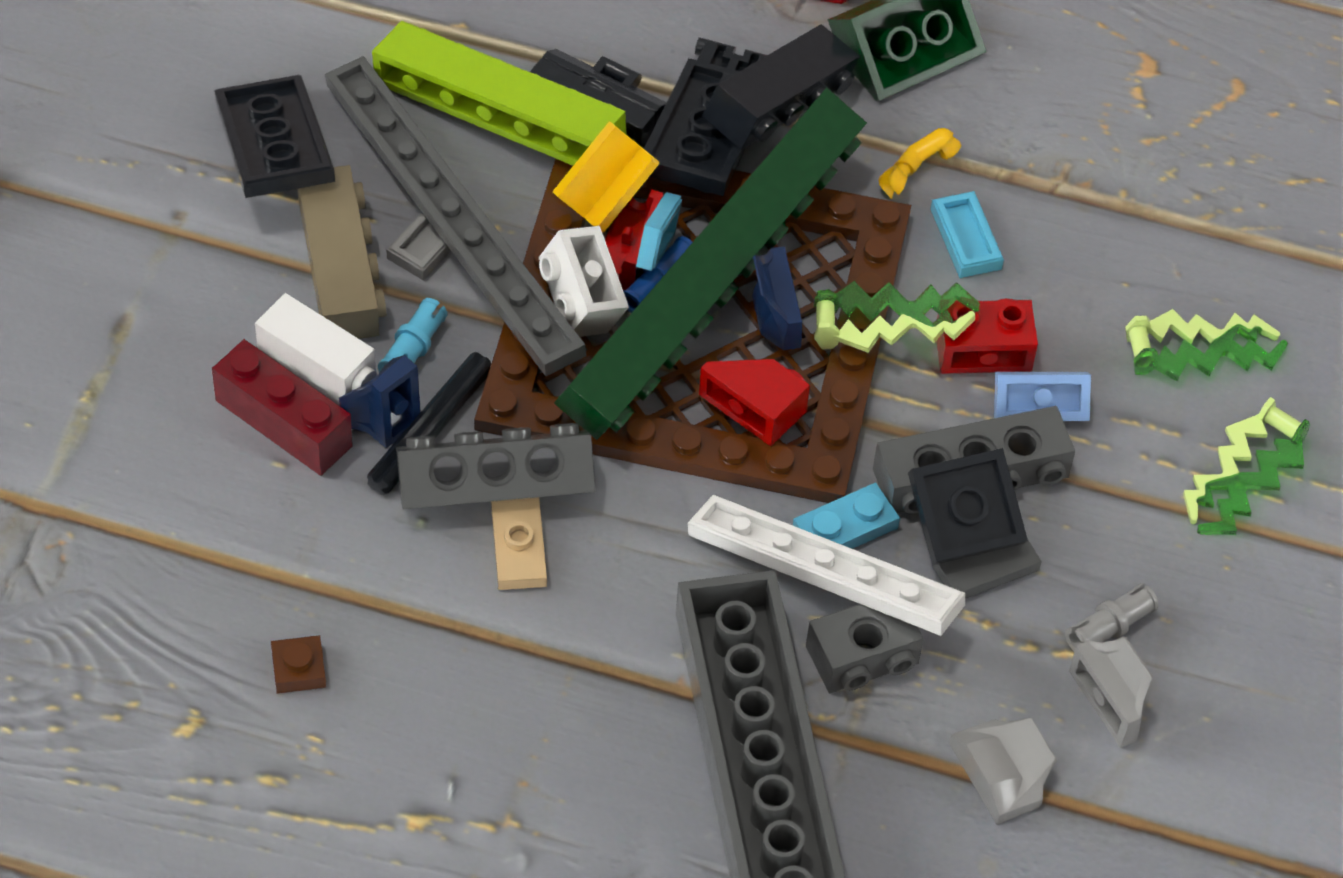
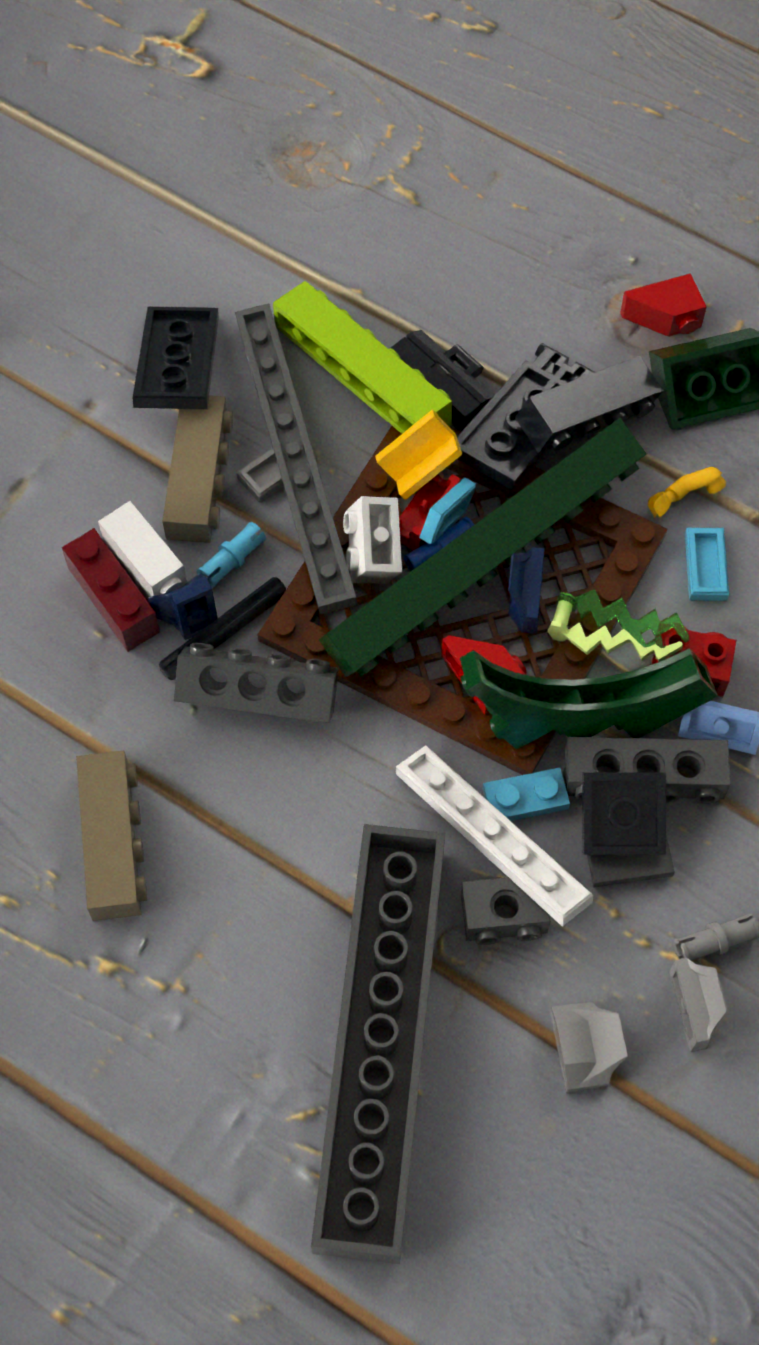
camera: 20 degrees right, 10 degrees up
(298, 664) = (57, 809): reddish brown plate -> none
(375, 674) = (109, 835): none -> dark tan brick
(519, 544) = (259, 750): tan plate -> none
(938, 388) = (633, 701): none -> dark green arch

